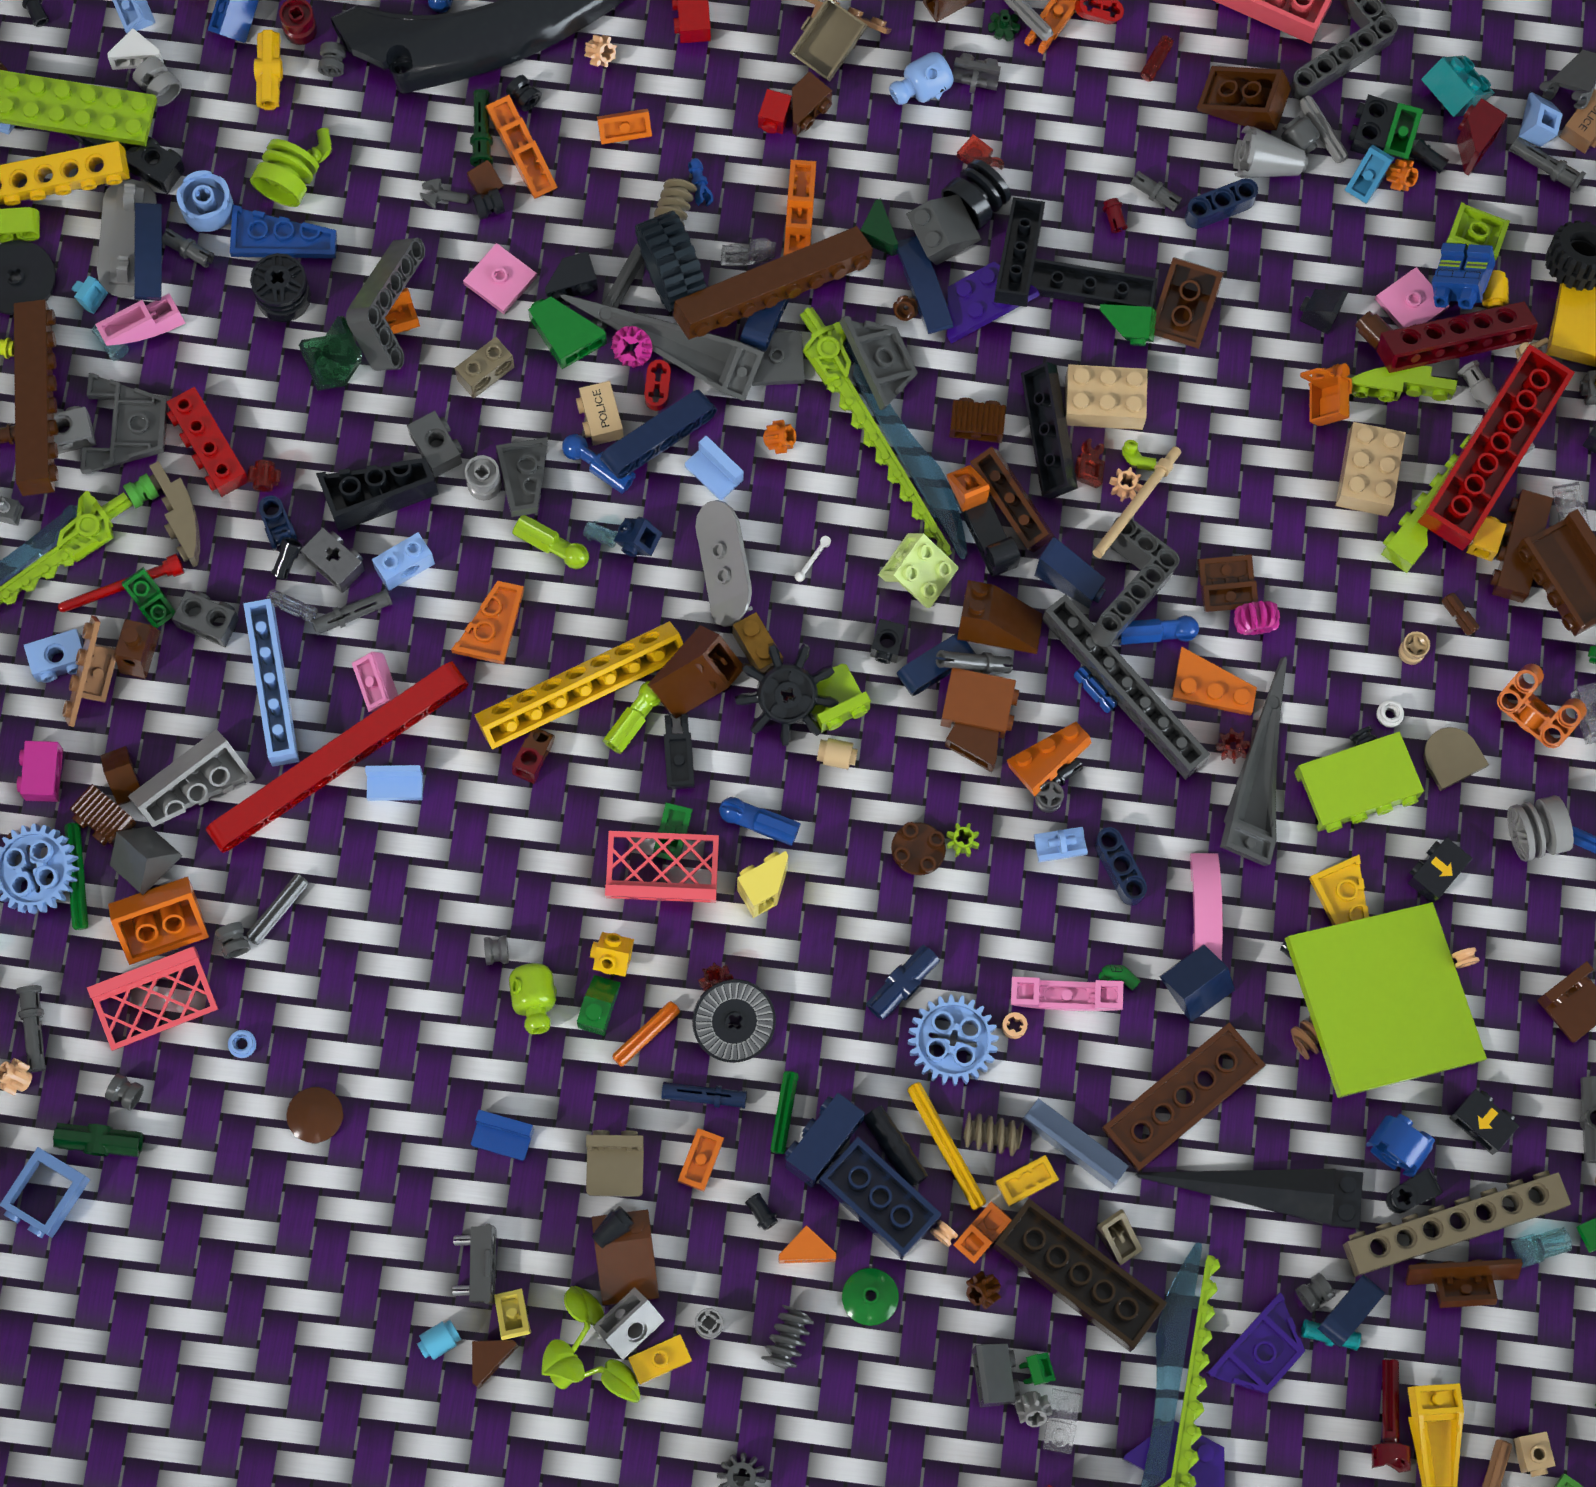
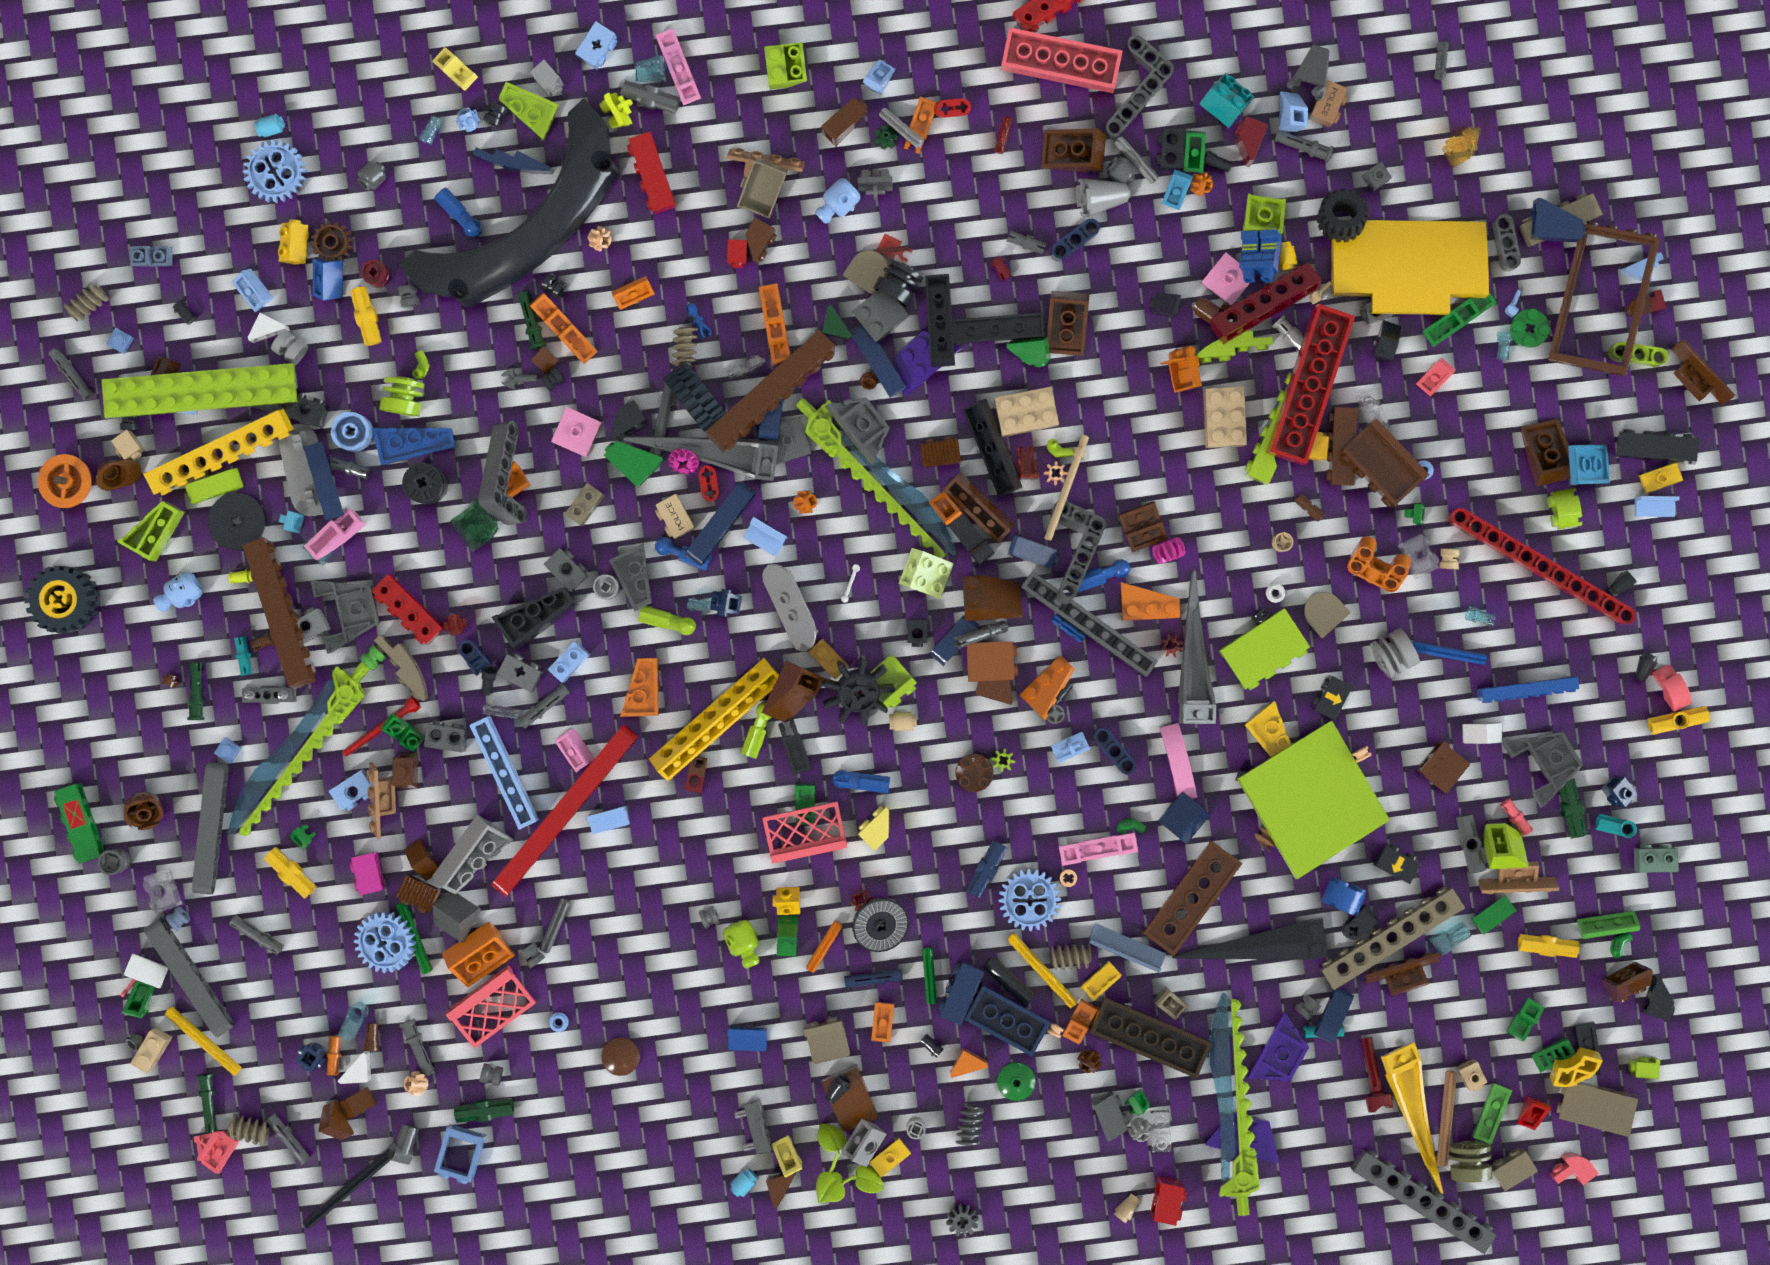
camera: 10 degrees left, 15 degrees up
(934, 172) = (866, 269): none -> dark tan tile

